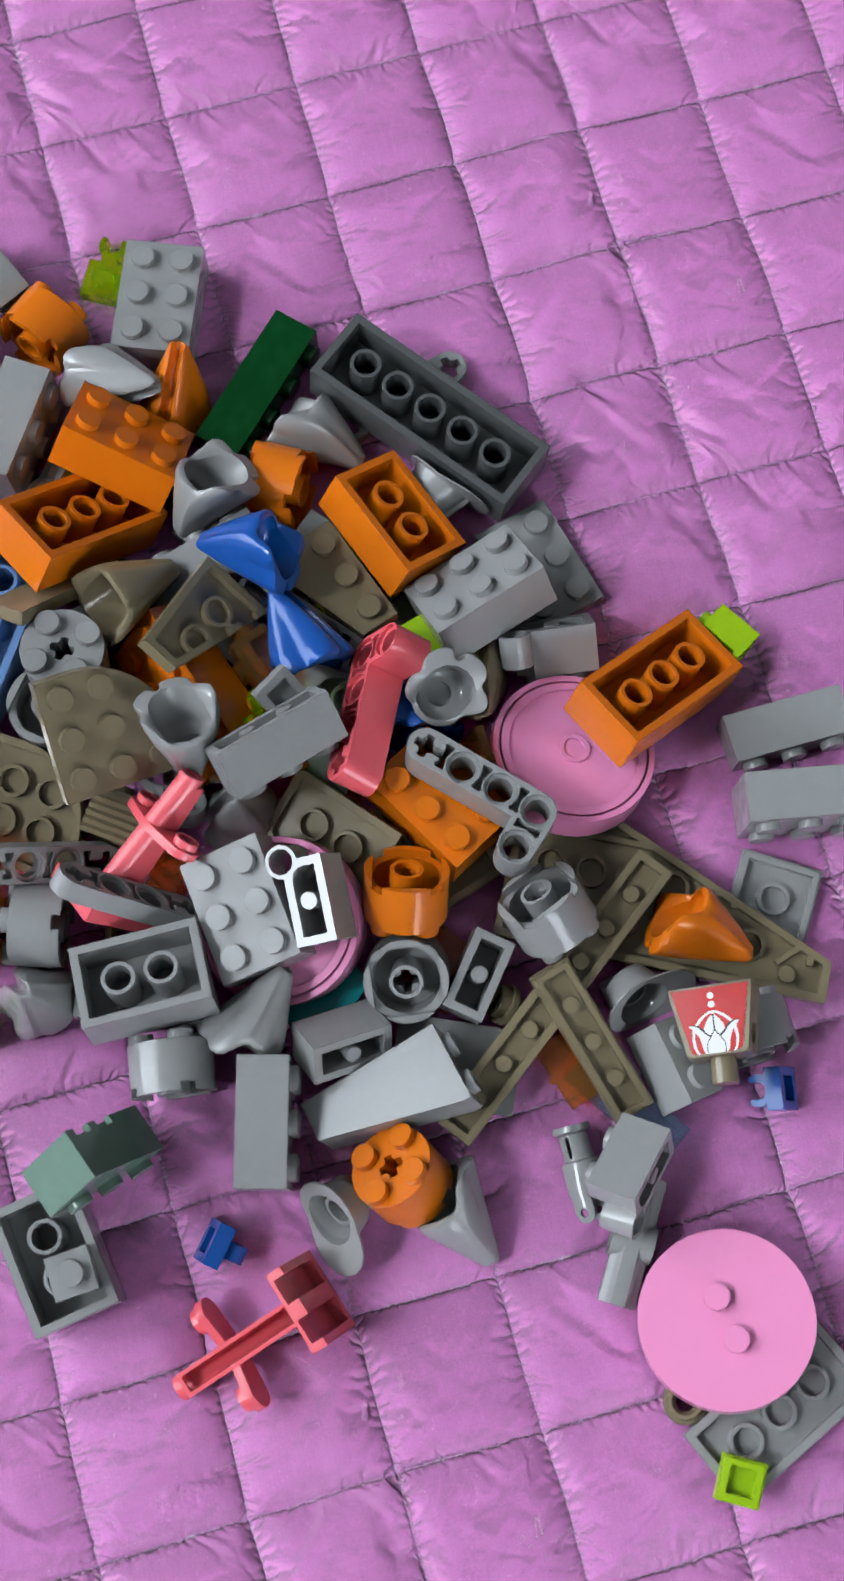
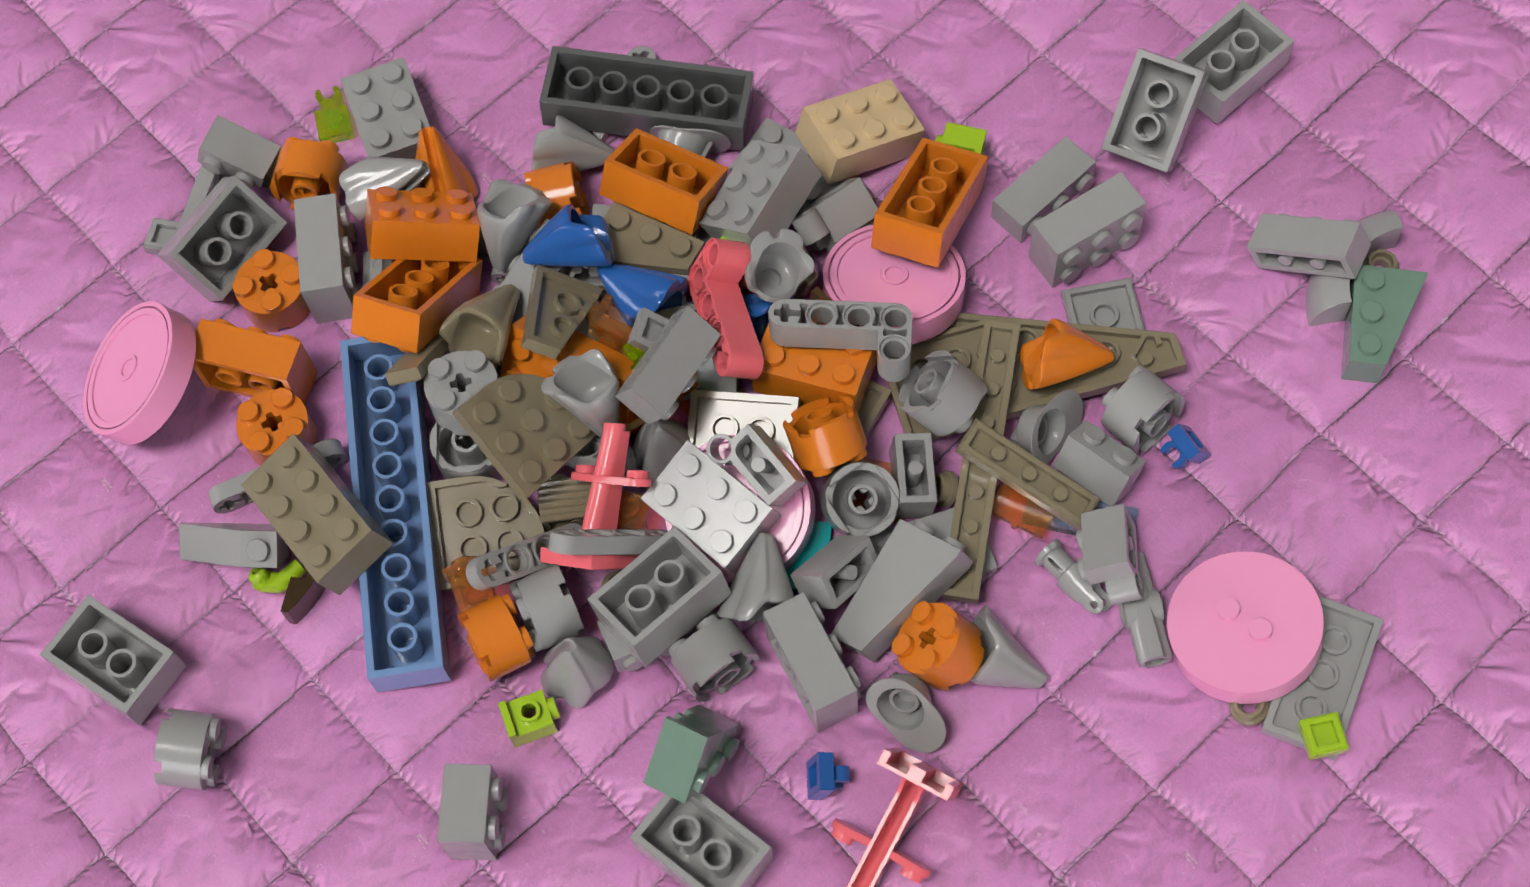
camera: 20 degrees left, 10 degrees down
(72, 1273) = (723, 843): light grey plate -> none
(261, 385) = (503, 133): dark green brick -> none
(626, 567) = (859, 131): none -> tan brick
(718, 1025) = (1117, 406): torso -> none

